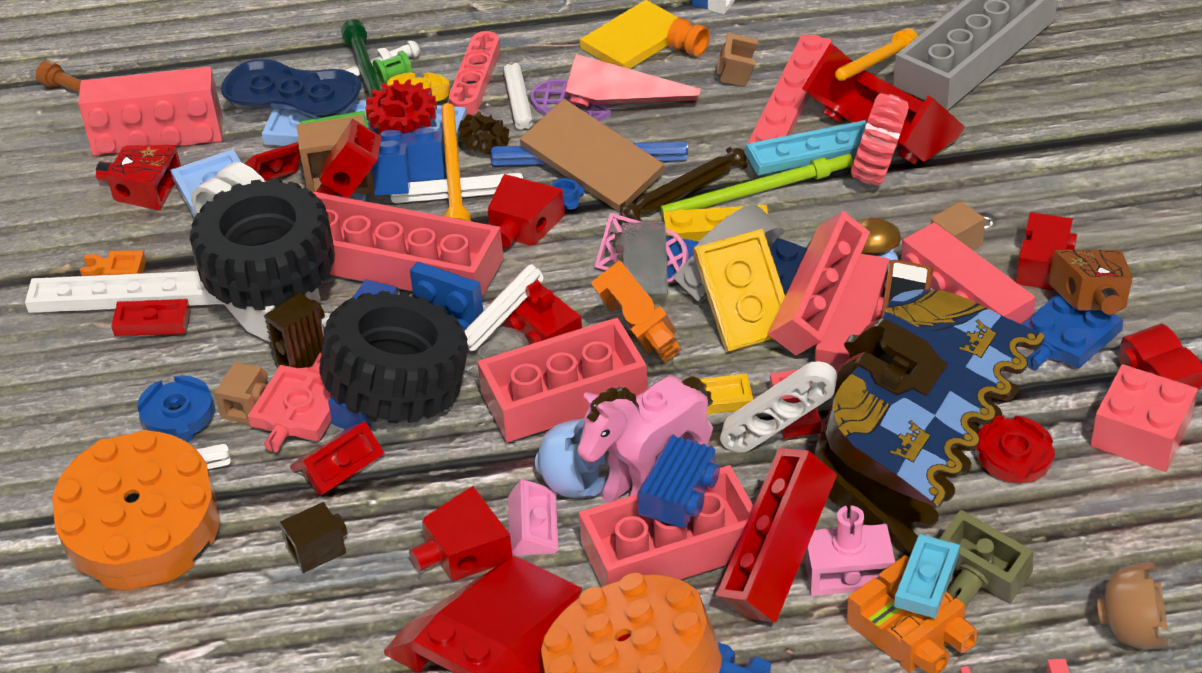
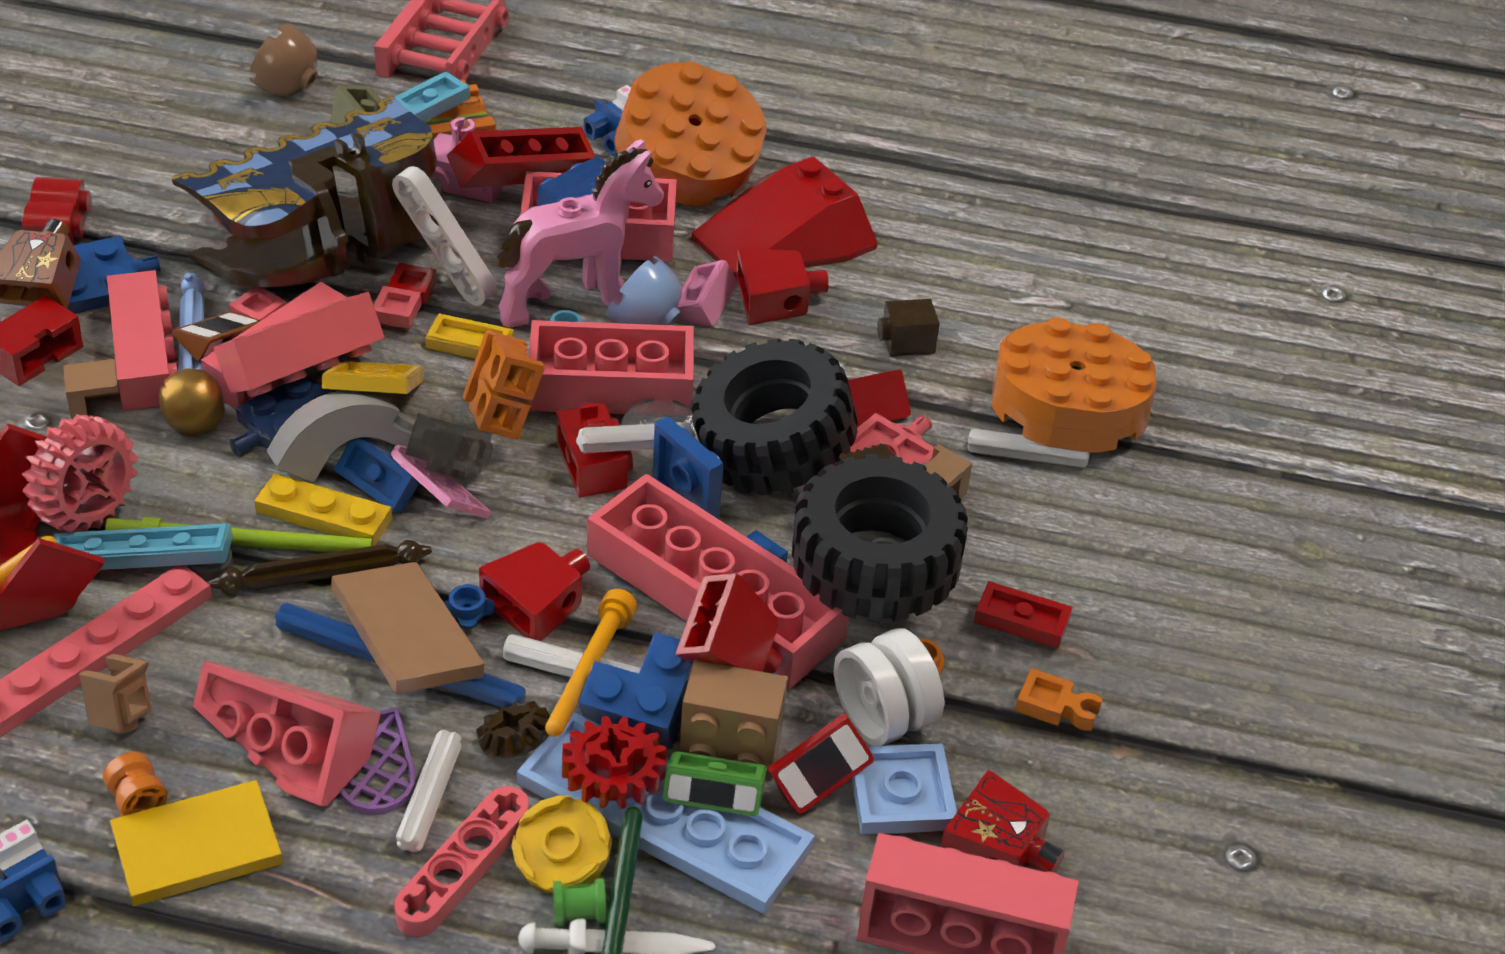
camera: 165 degrees left, 0 degrees up
(106, 290) = (1020, 650): white plate -> none
(184, 422) = (1011, 516): blue plate -> none
(275, 85) = (781, 887): dark blue plate -> none
(1143, 417) = (126, 174): coral brick -> none

